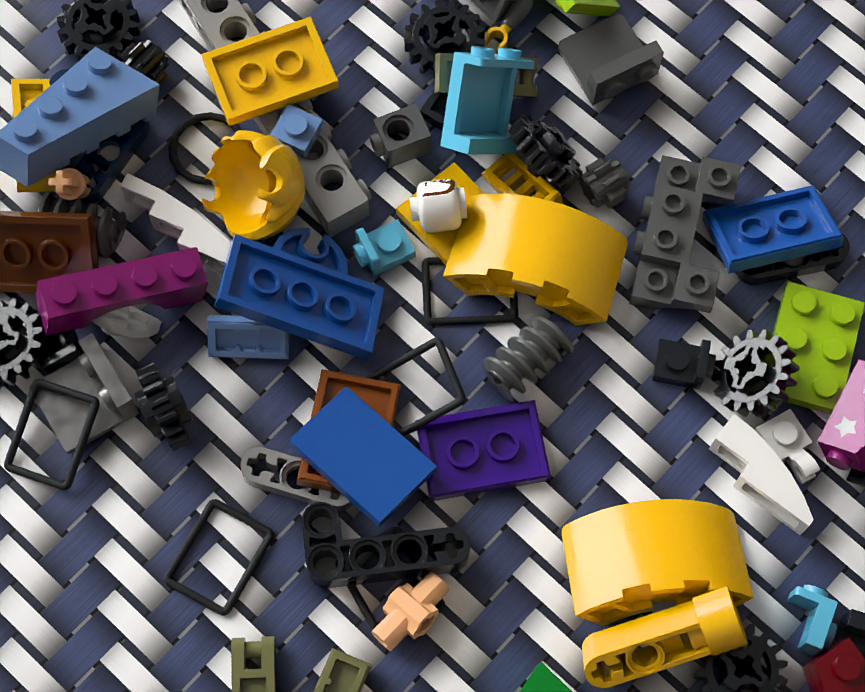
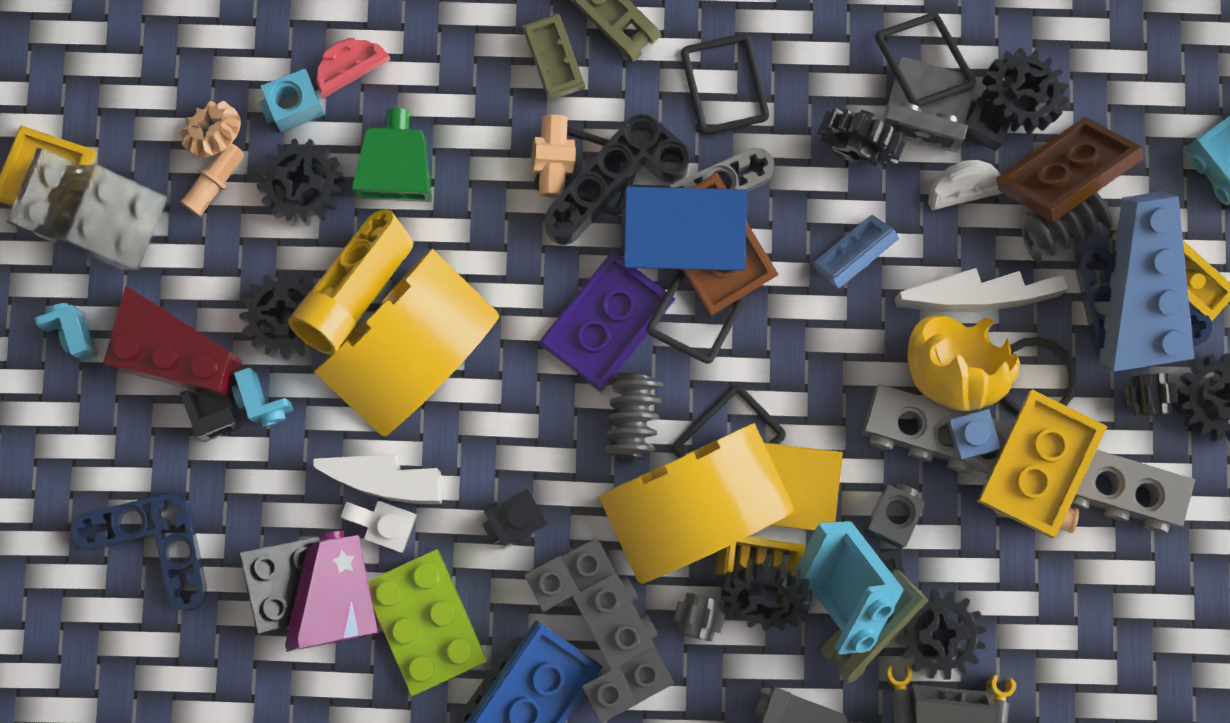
camera: 140 degrees right, 10 degrees up
(70, 184) = (1097, 235): light nougat axle -> none
(83, 296) = (977, 192): magenta arch -> none
(301, 291) = (845, 311): blue plate -> none
(383, 247) = (824, 412): medium azure bracket -> none
(439, 205) = (807, 472): white head -> none
(752, 376) = (449, 550): black gear -> none

